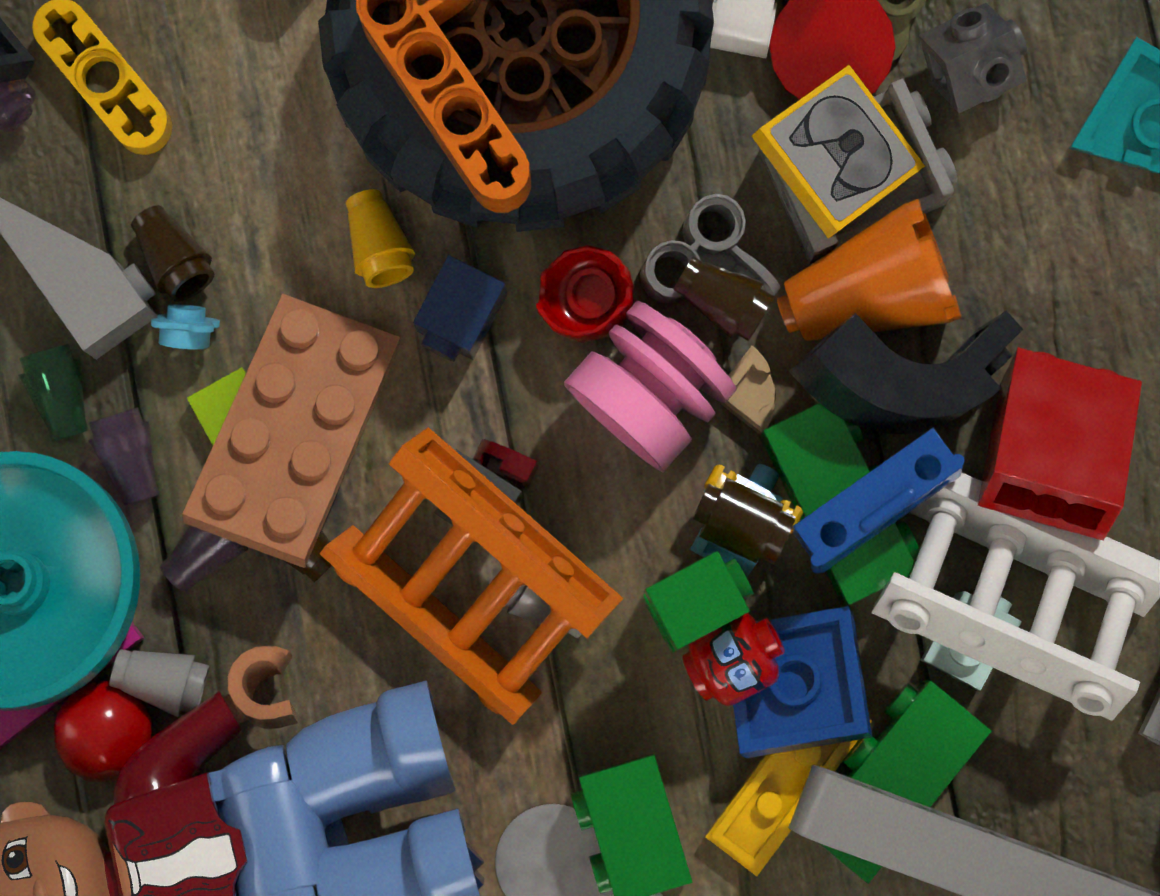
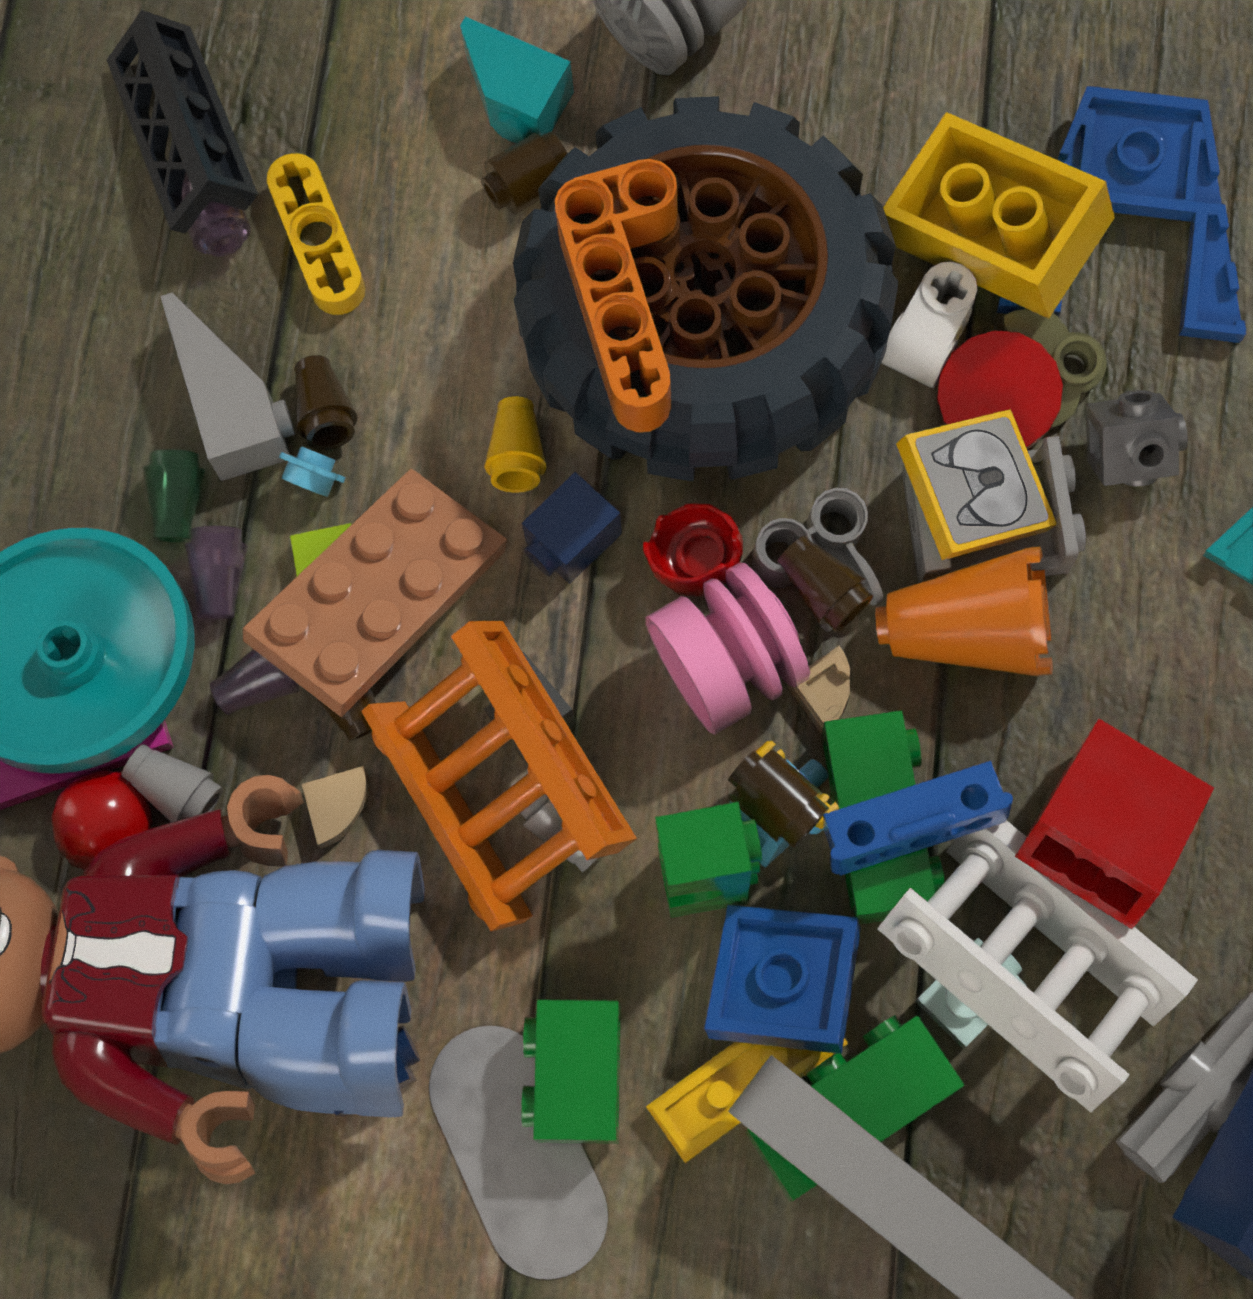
camera: 20 degrees right, 10 degrees down
(321, 645) = (336, 803): none -> tan tile
(506, 462) = (572, 685): dark red tile -> none
(734, 660) = (726, 930): red head -> none
(889, 394) = (964, 725): black arch -> none

